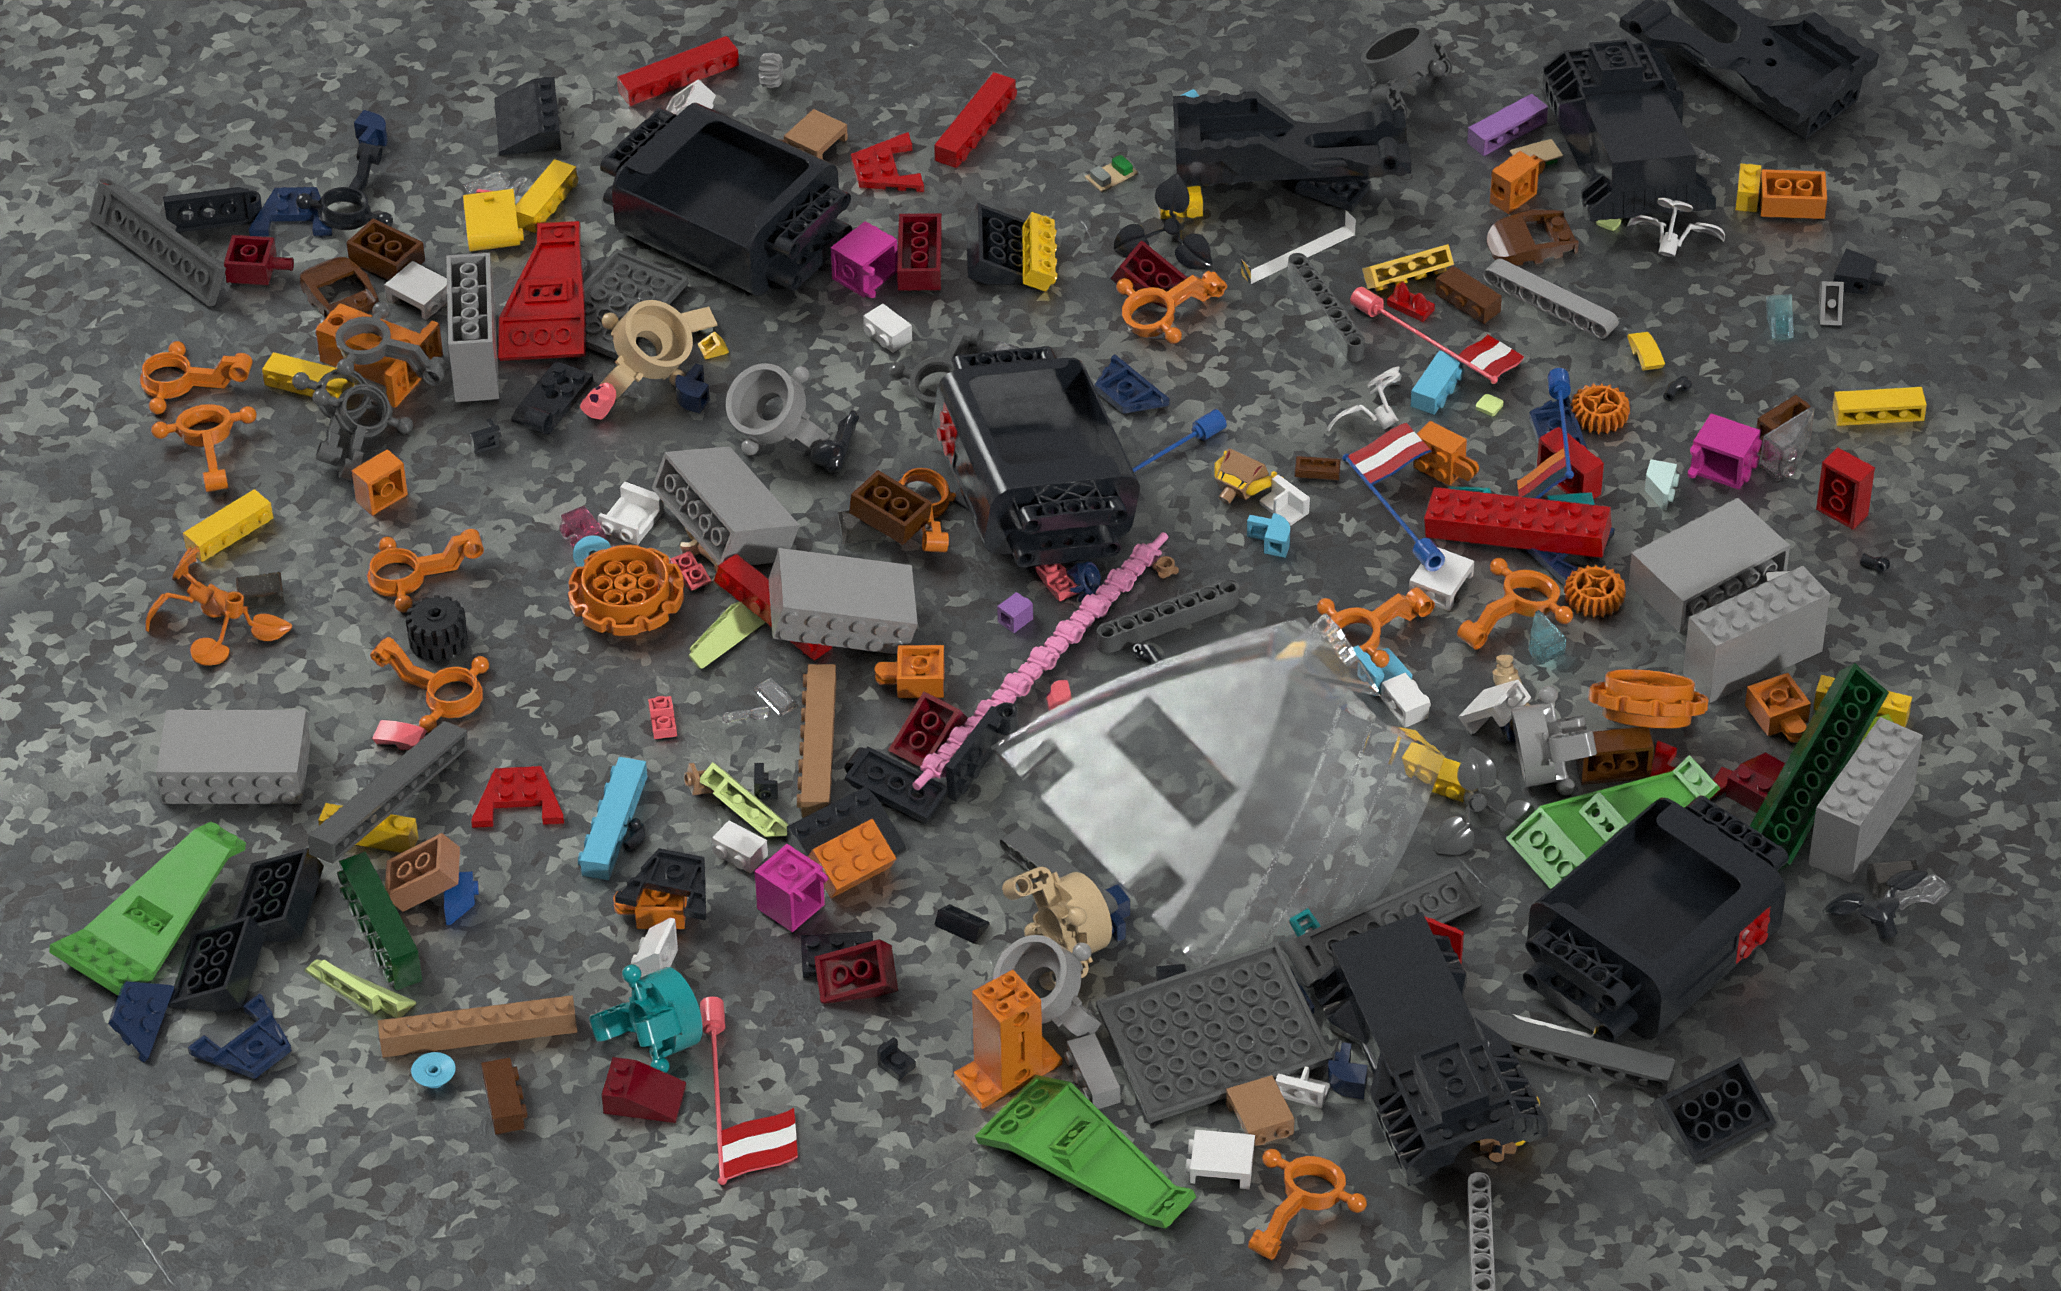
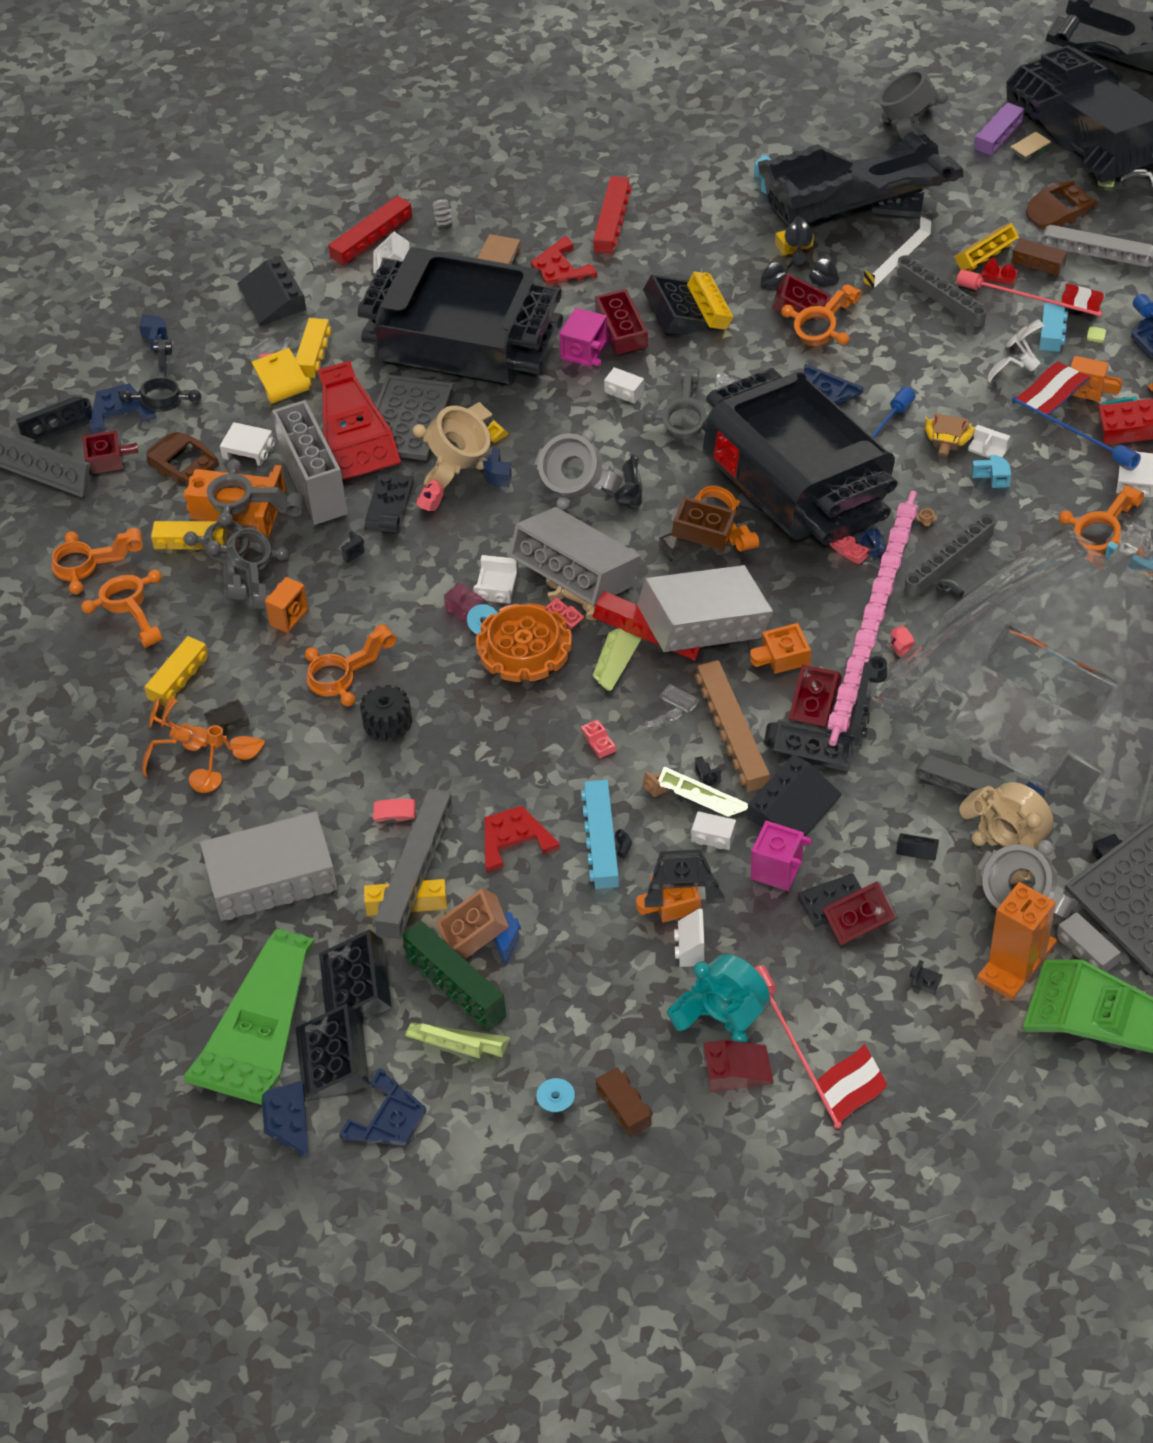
camera: 15 degrees left, 5 degrees up
(384, 249) = (207, 419): reddish brown brick -> none
(390, 653) = (358, 744): orange piece -> none
(477, 1026) = (574, 1046): medium nougat brick -> none
(853, 857) = (813, 813): orange brick -> none
(1015, 612) = (832, 582): medium lavender brick -> none
(1111, 174) = (730, 231): piece -> none
(1317, 468) = (999, 412): reddish brown plate -> none
(1515, 181) = (1030, 167): orange brick -> none

